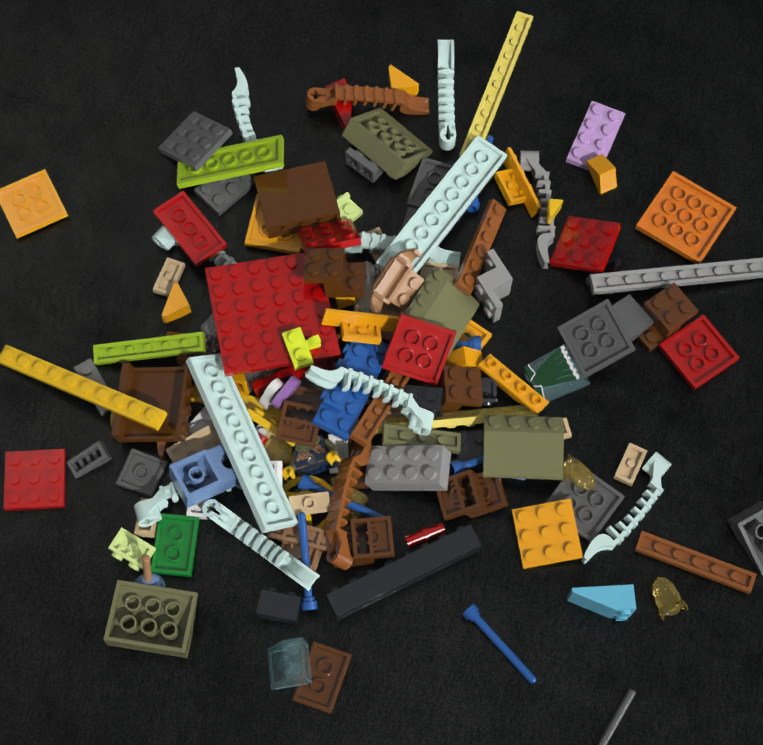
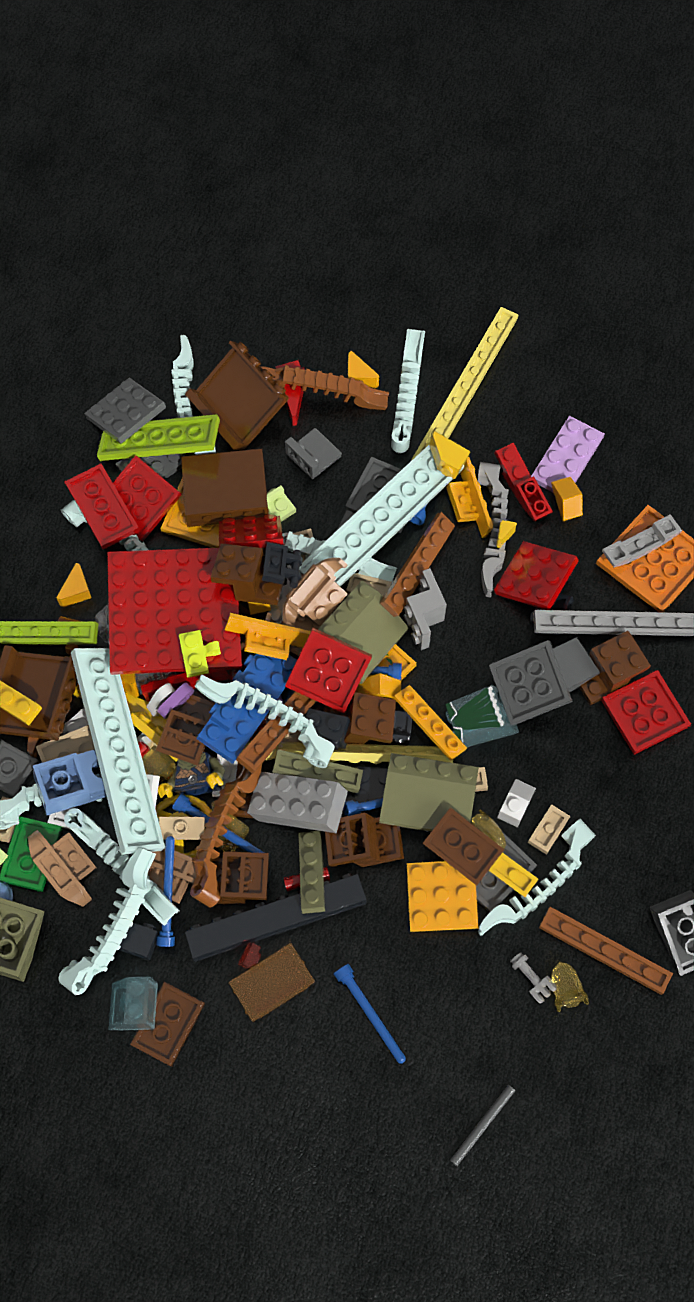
camera: 10 degrees right, 0 degrees up
(169, 274) = (74, 553): tan plate -> none
(207, 550) = (62, 865): none -> medium nougat plate
(227, 213) = (145, 495): none -> red plate
(237, 645) = (79, 974): none -> light aqua piece
(298, 115) = (240, 396): none -> reddish brown panel
(357, 261) = (275, 565): none -> black plate
(386, 142) = (333, 436): olive slope -> none
(386, 608) = (250, 956): none -> clear red plate
(408, 629) = (271, 982): none -> clear orange piece
(429, 528) = (311, 872): none -> olive plate
(492, 147) = (447, 455): none -> yellow slope
(559, 165) = (521, 483): none -> red slope
(561, 487) = (463, 846): none -> reddish brown plate
(598, 445) = (516, 802): none -> white slope
(598, 502) = (513, 874): none -> yellow plate
(609, 601) = (500, 982): medium azure slope -> none
(643, 599) = (540, 985): none -> light grey hinge
(674, 204) = (642, 543): none -> light grey slope

